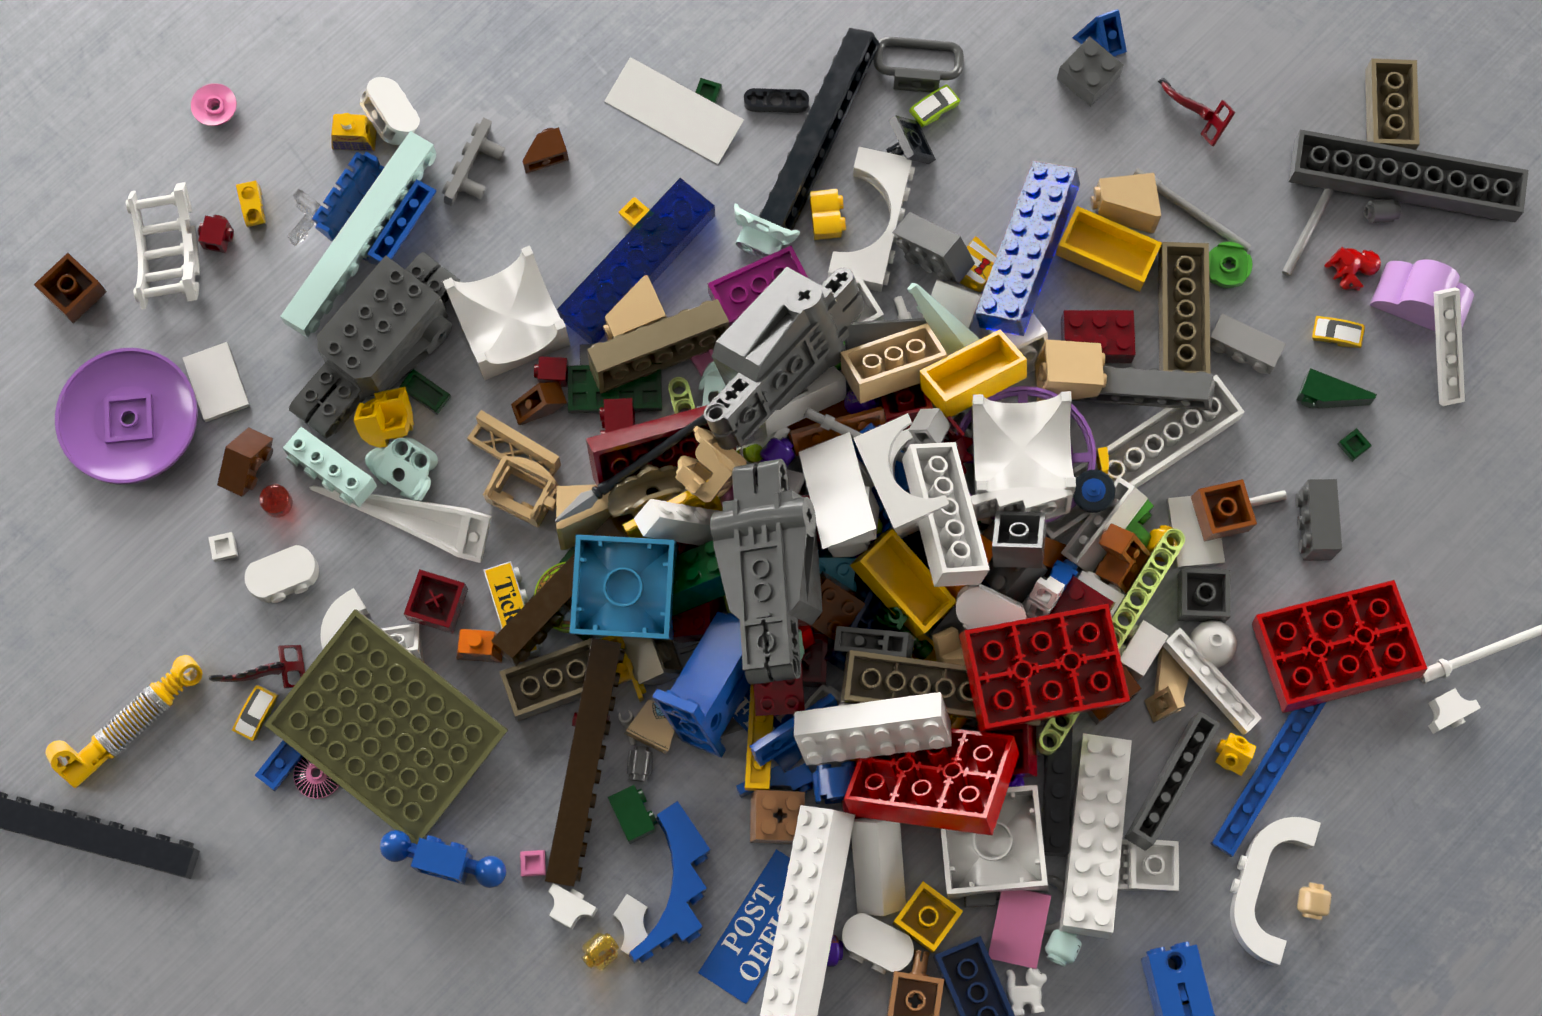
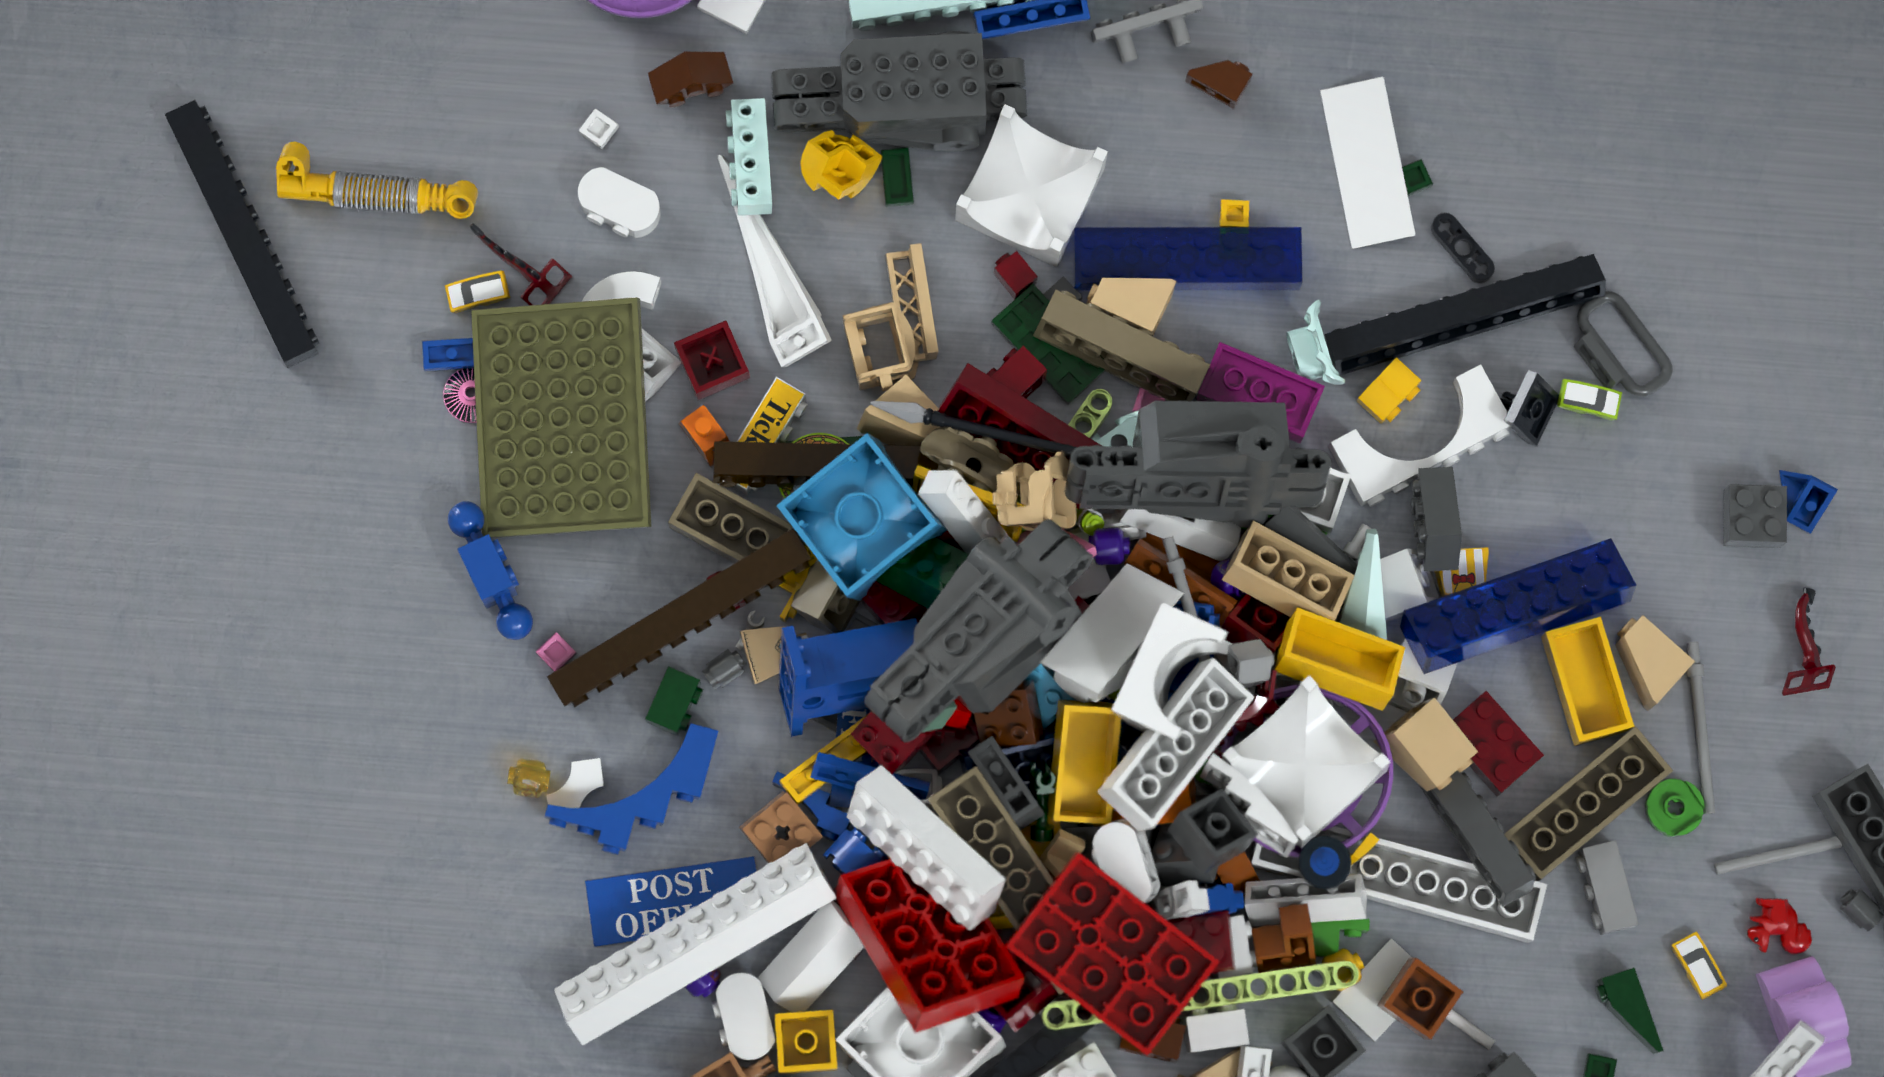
camera: 45 degrees right, 5 degrees up
(275, 500) = (678, 145): clear red head -> none
(384, 461) = (799, 200): light aqua piece -> none
(538, 402) = (975, 288): reddish brown slope -> none
(569, 906) = (545, 717): white brick -> none

